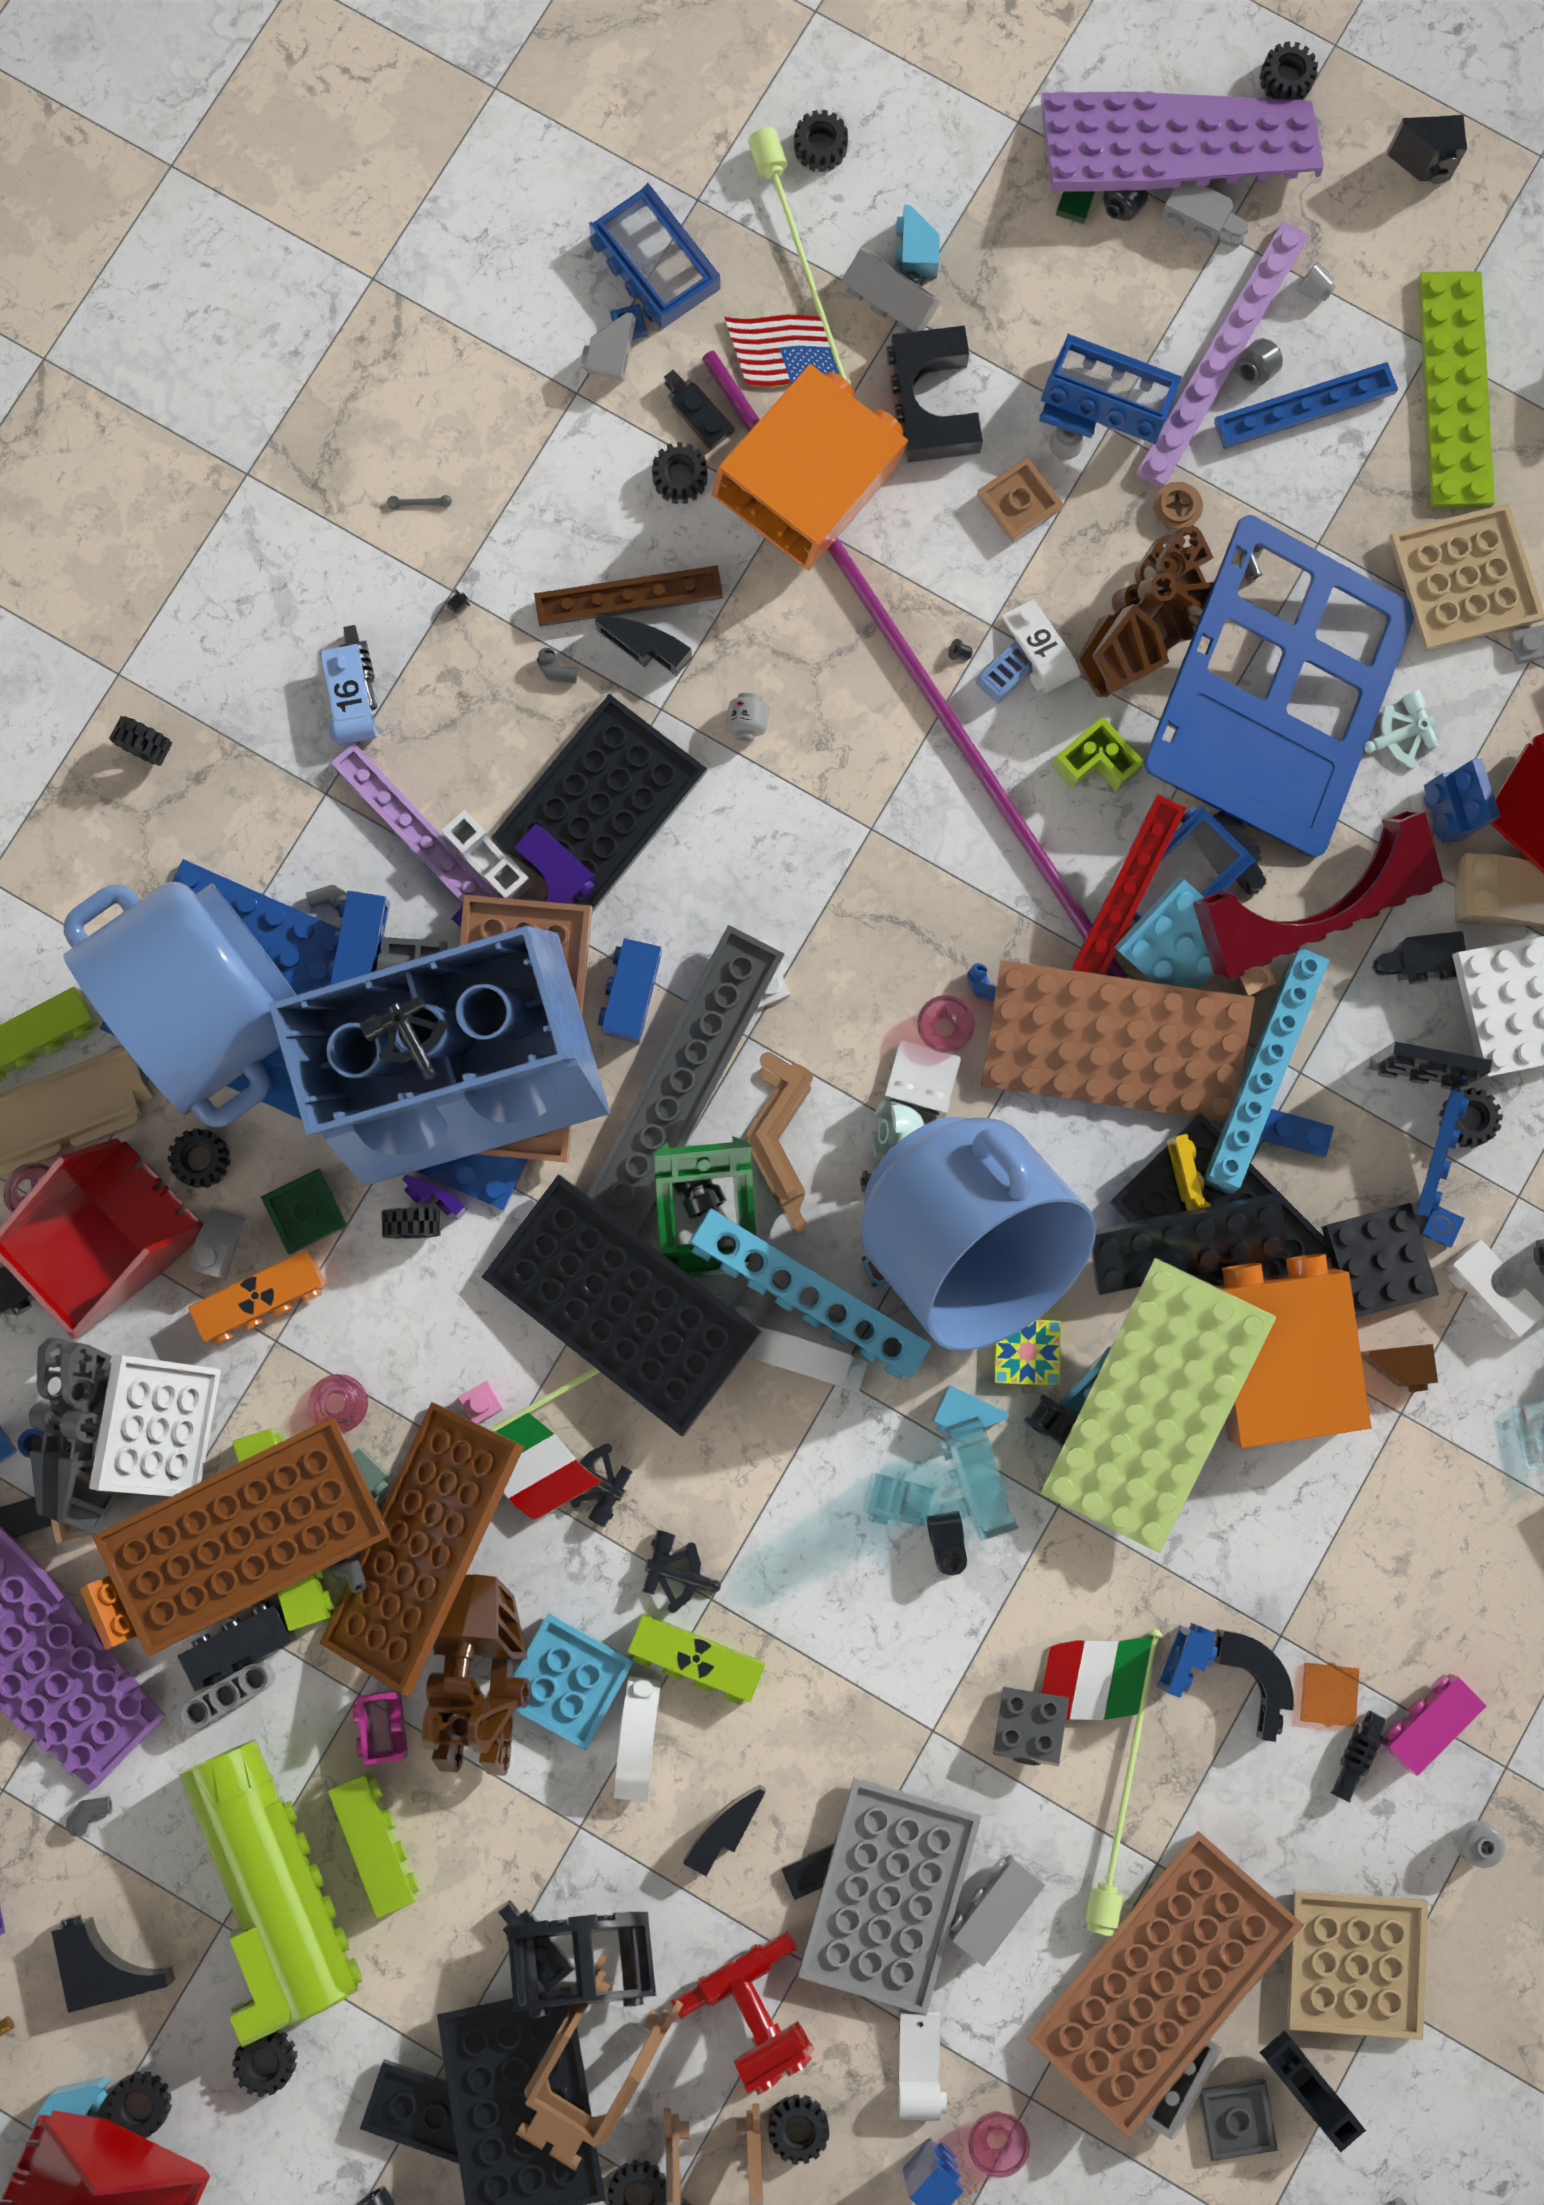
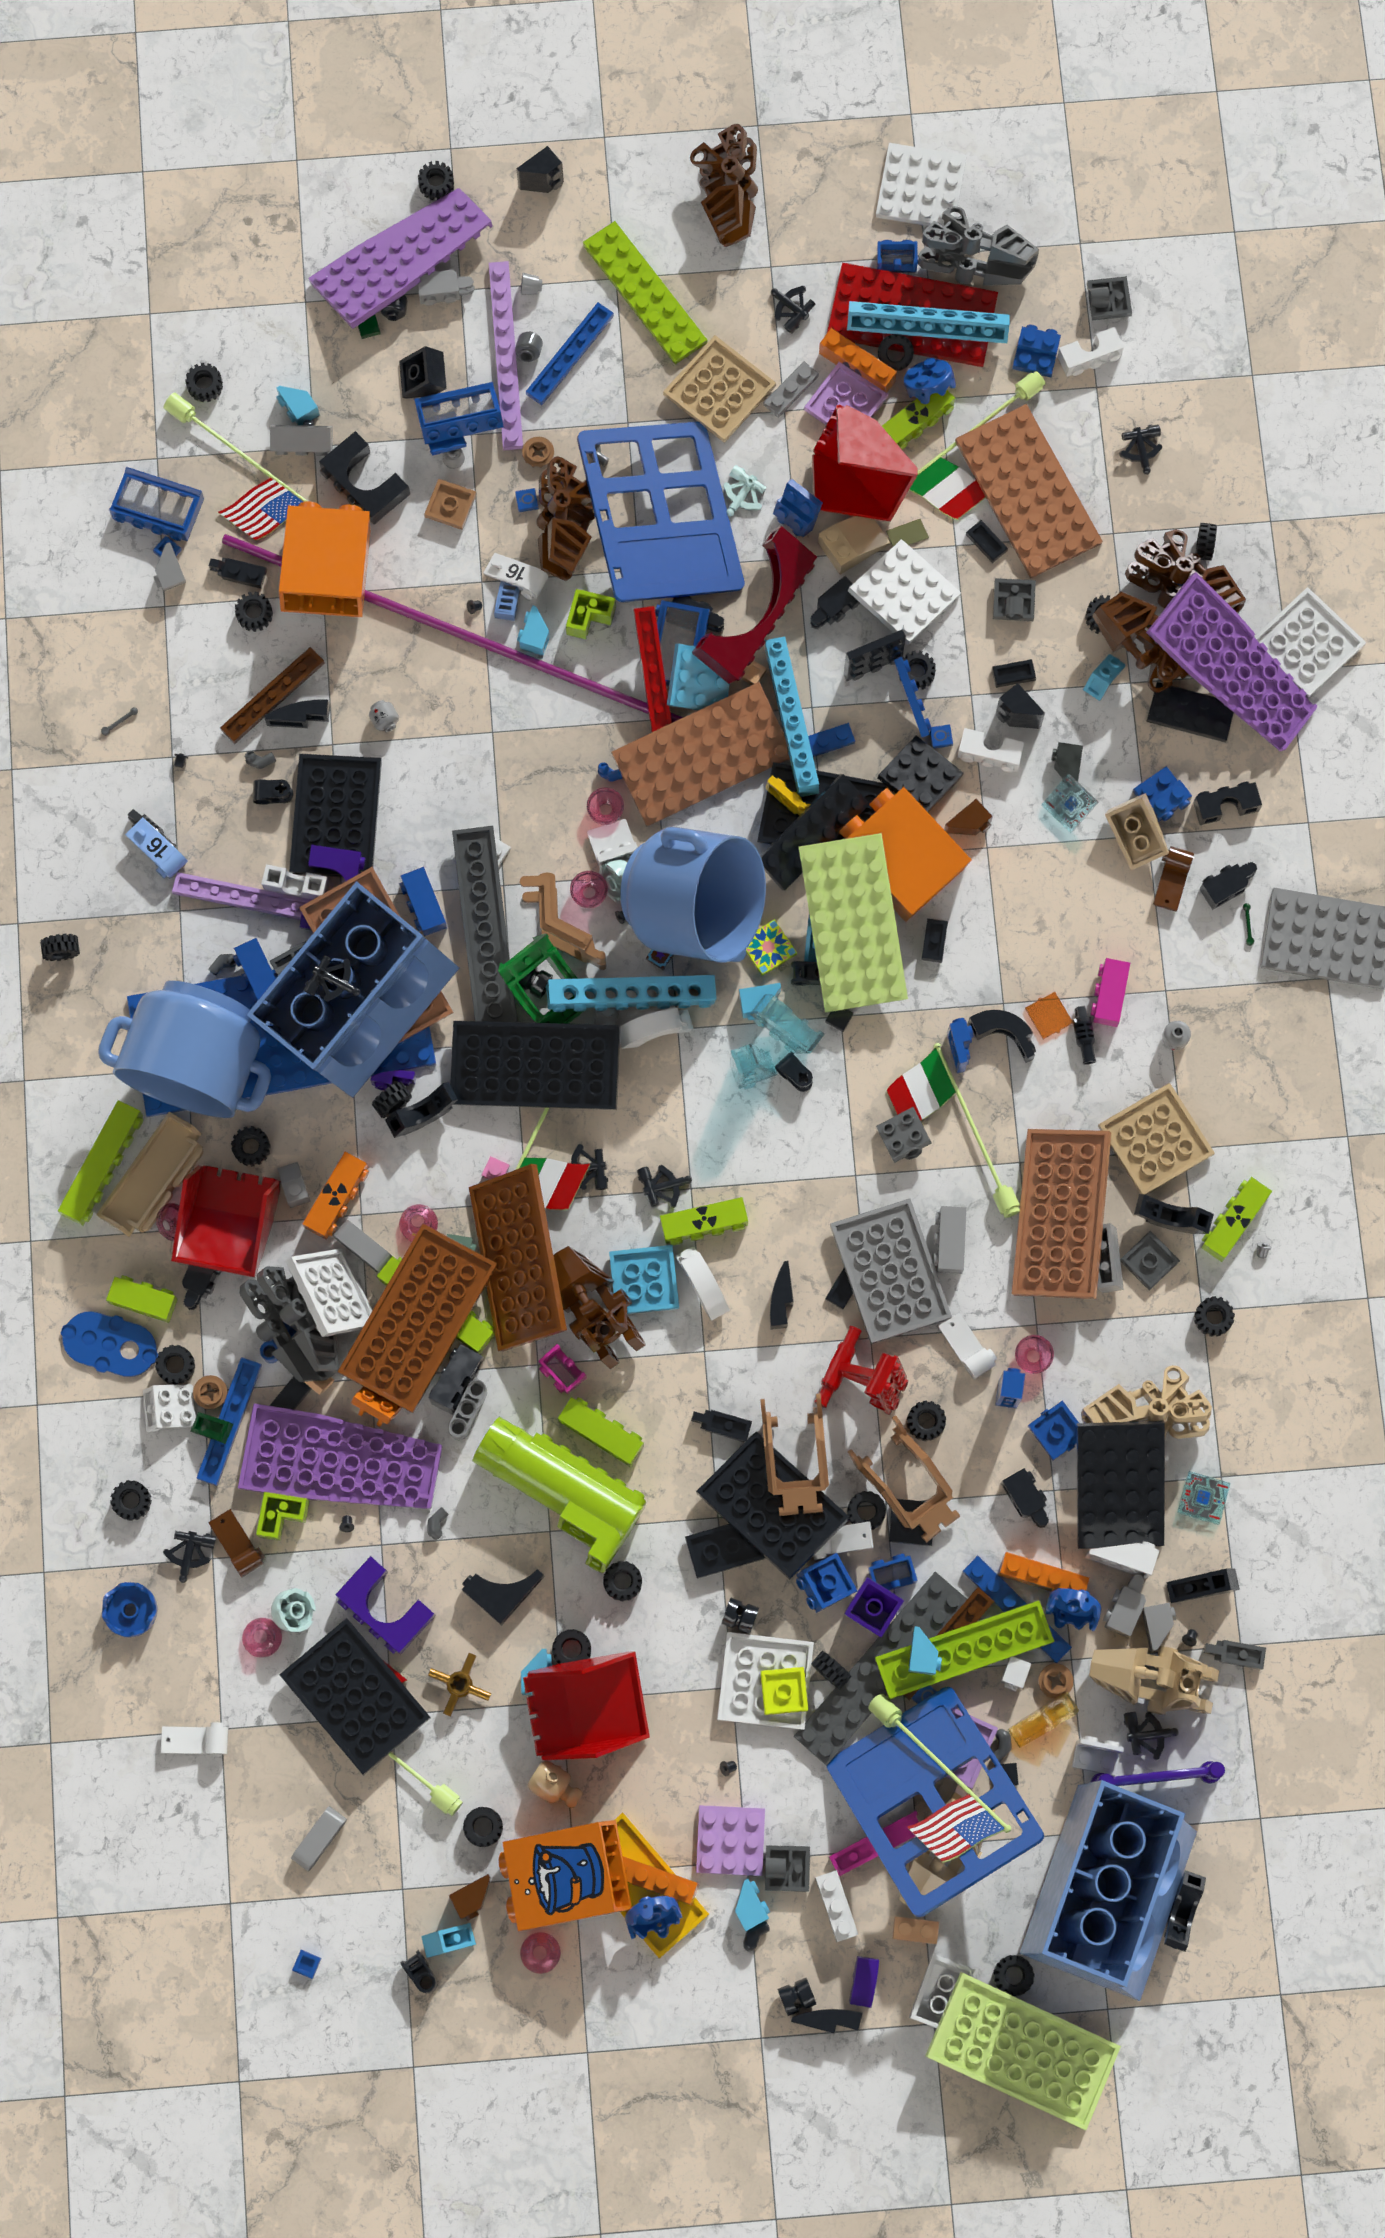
camera: 30 degrees left, 5 degrees down
(246, 1387) = (362, 1246): none -> light grey beam
(304, 1211) = (328, 1135): dark green plate -> none
(350, 1569) = (488, 1300): dark grey arm -> none
(437, 1264) = (423, 1112): none -> black arch
(538, 716) = (269, 792): none -> black piece
(634, 1954) = (774, 1386): black window -> none
(856, 1103) = (588, 879): none -> clear pink piece
(1011, 739) = (535, 633): none -> medium azure slope
(1053, 1512) = (839, 1019): none -> black tile
(1102, 308) = (422, 373): none -> black slope
(1120, 558) = (526, 500): none -> blue tile
(1248, 1492) = (934, 940): none -> black plate
(1392, 2149) = (1236, 1219): none -> lime brick

